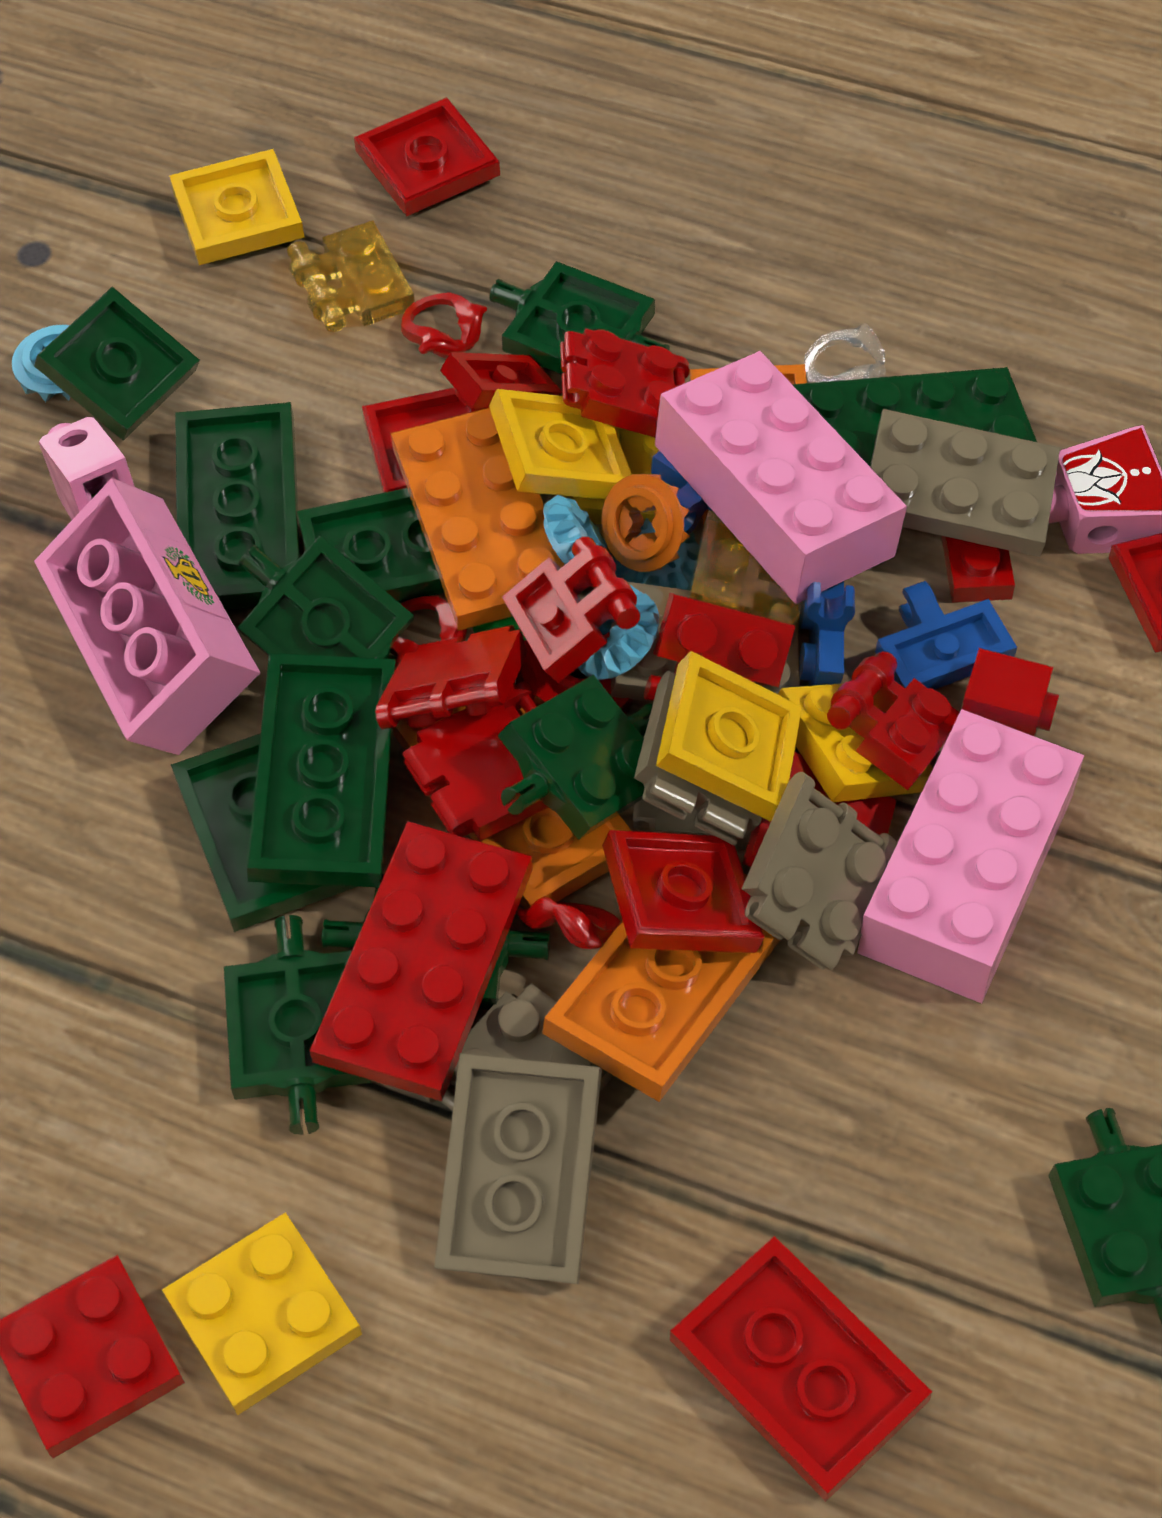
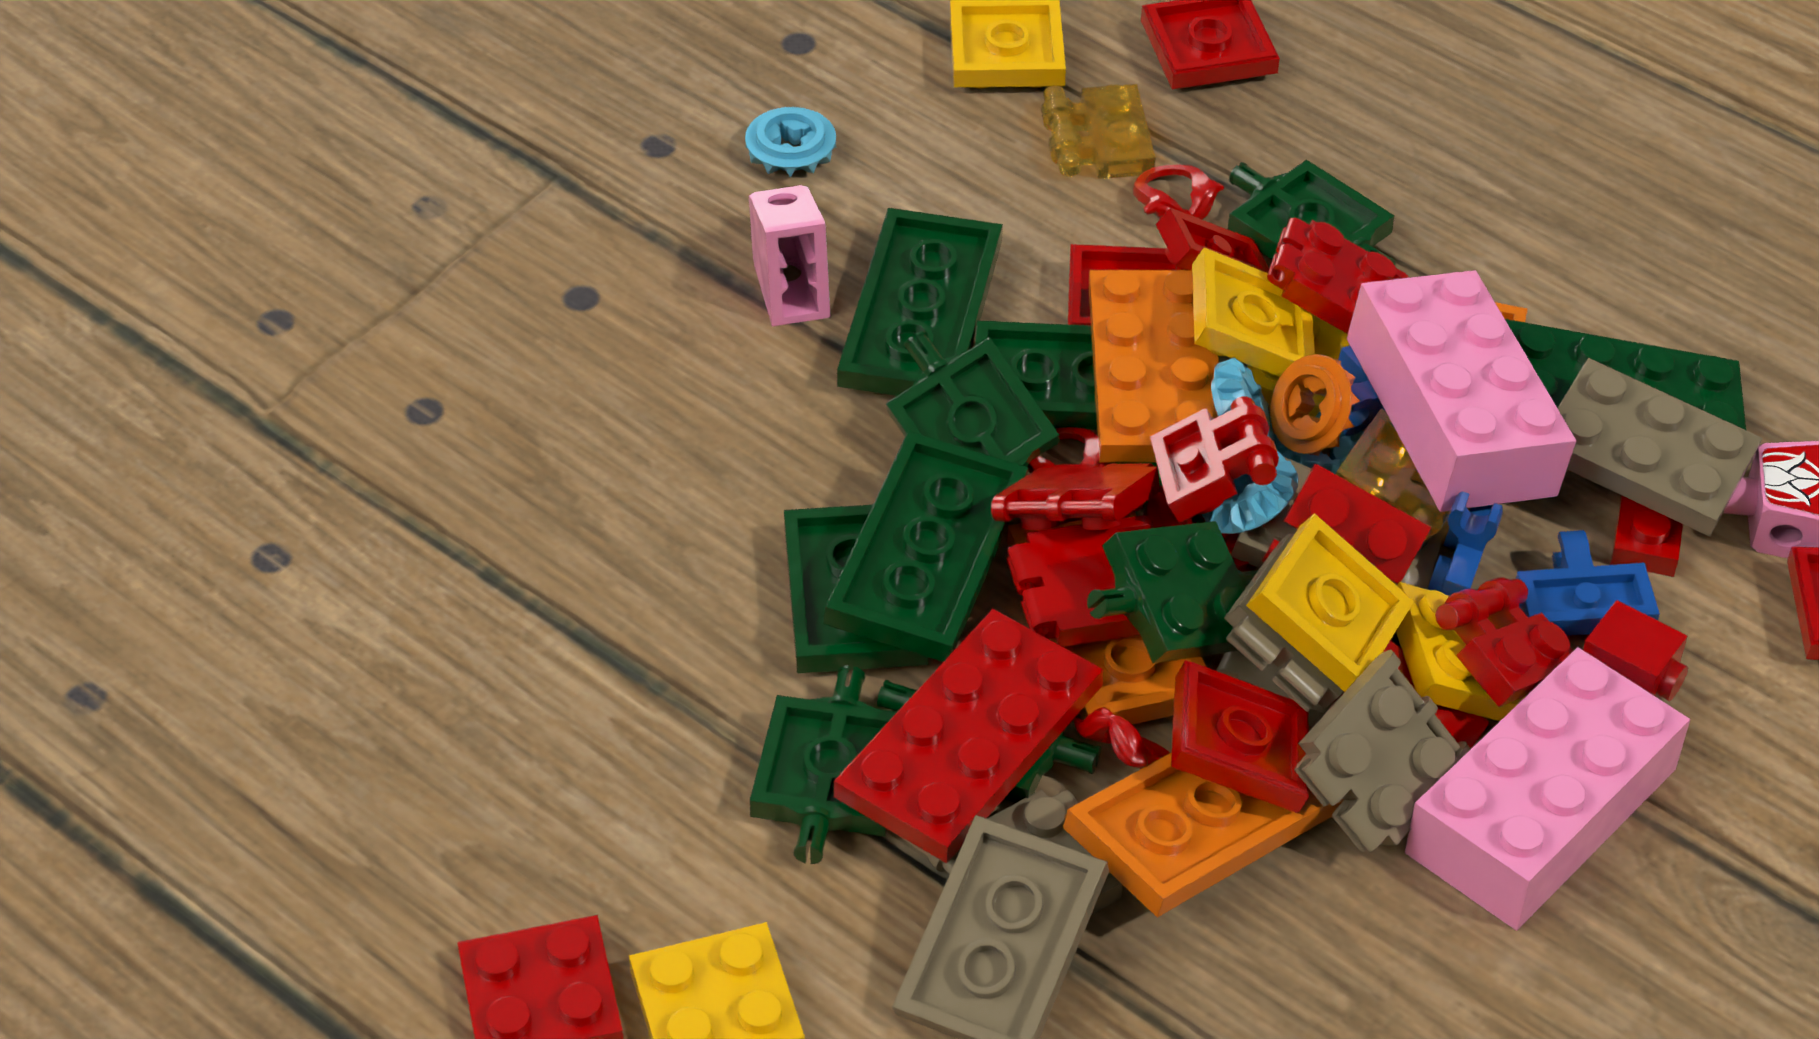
camera: 15 degrees right, 10 degrees down
(117, 363) = (846, 151): dark green plate -> none
(145, 618) = (801, 374): bright pink brick -> none
(857, 337) = (1596, 299): clear piece -> none

